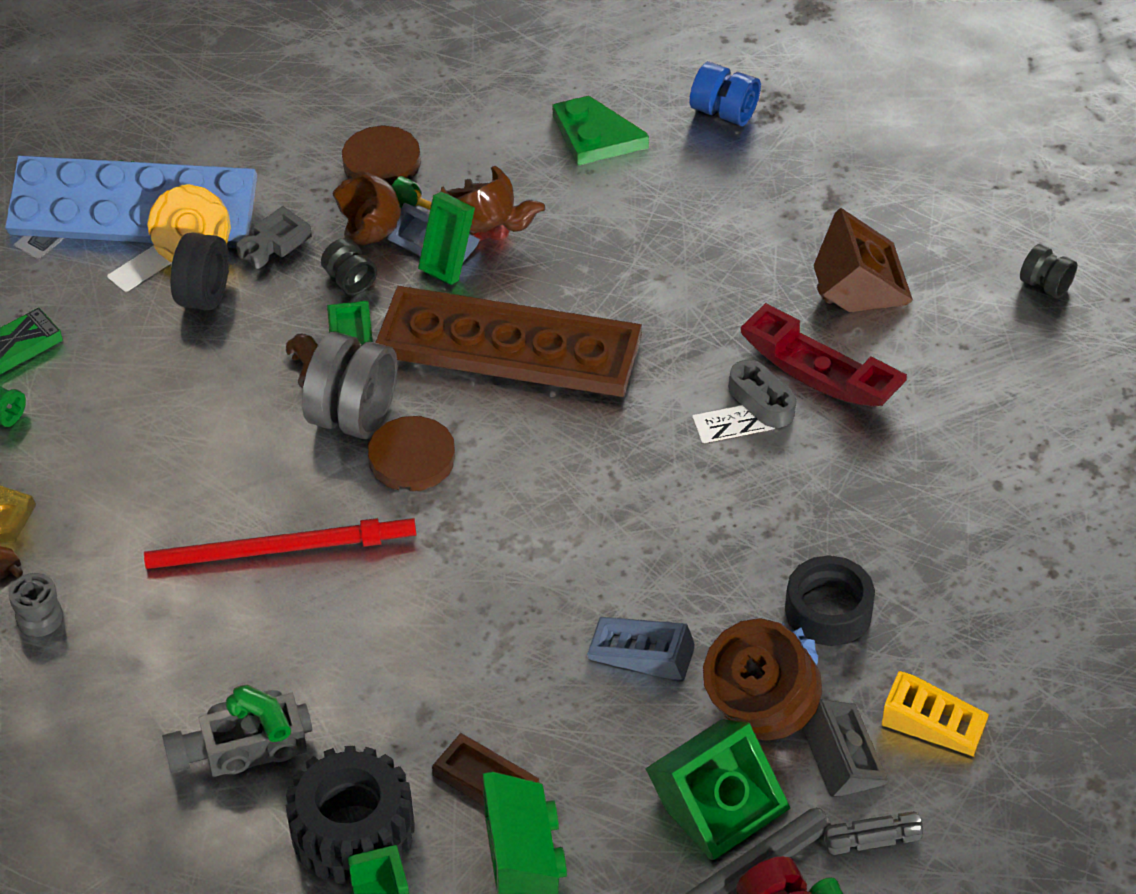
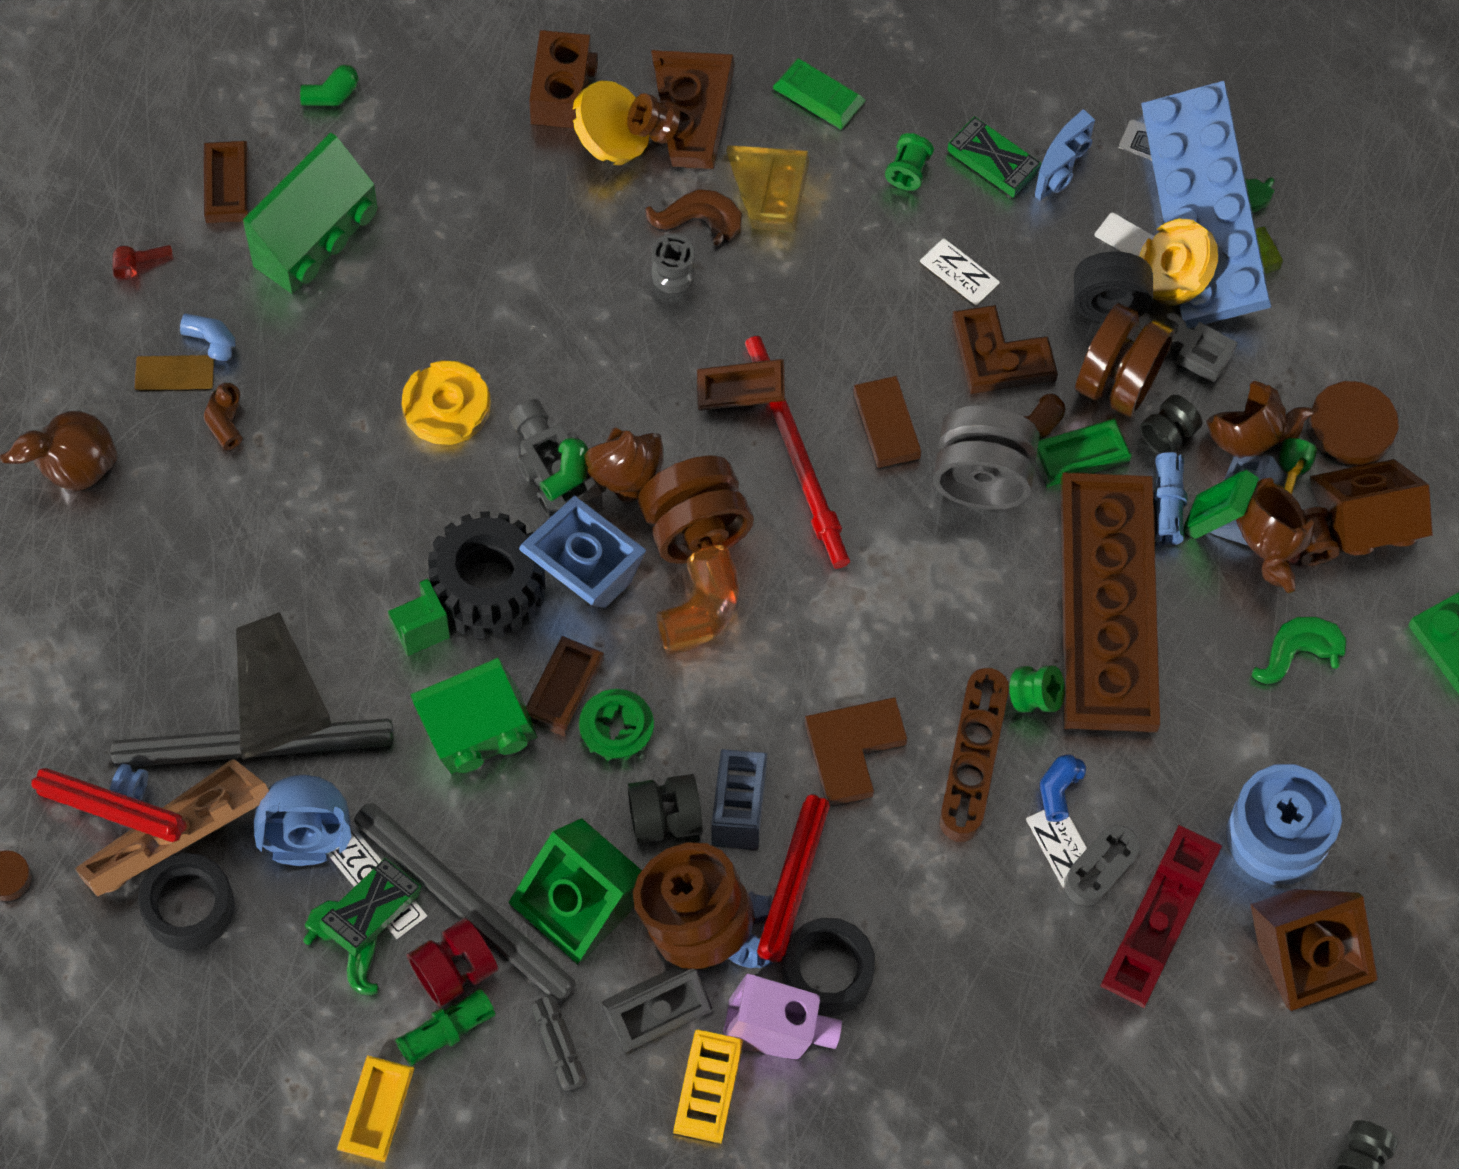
camera: 75 degrees right, 15 degrees up
(40, 288) = (1060, 157): none -> medium blue slope
(121, 838) = (446, 402): none -> yellow tile
(126, 393) = (959, 271): none -> white sticker
(197, 569) = (741, 384): none -> reddish brown tile
(233, 384) = (998, 364): none -> reddish brown tile
(271, 652) = (625, 462): none -> reddish brown hair
(272, 470) = (887, 422): none -> reddish brown tile
(282, 272) = (1120, 358): none -> reddish brown wheel
(337, 614) = (695, 507): none -> reddish brown wheel
(364, 706) = (585, 553): none -> medium blue slope
(389, 277) = (1169, 498): none -> medium blue pin
(411, 453) = (938, 541): reddish brown tile -> none
(436, 633) = (710, 606): none -> clear orange cylinder
(466, 149) = (1374, 506): none -> reddish brown slope
(533, 719) = (603, 709): none -> green gear
(572, 231) = (1297, 635): none -> green piece
(587, 399) = (1037, 688): none -> green wheel
(603, 562) = (841, 740): none -> reddish brown tile
(632, 468) = (976, 754): none -> reddish brown beam
(648, 699) = (648, 812): none -> pearl dark grey wheel
(678, 410) = (1055, 781): none -> blue arm
(738, 606) = (793, 878): none -> red axle
(753, 260) = (1283, 824): none -> medium blue wheel
(887, 624) = (778, 1019): none -> lavender torso

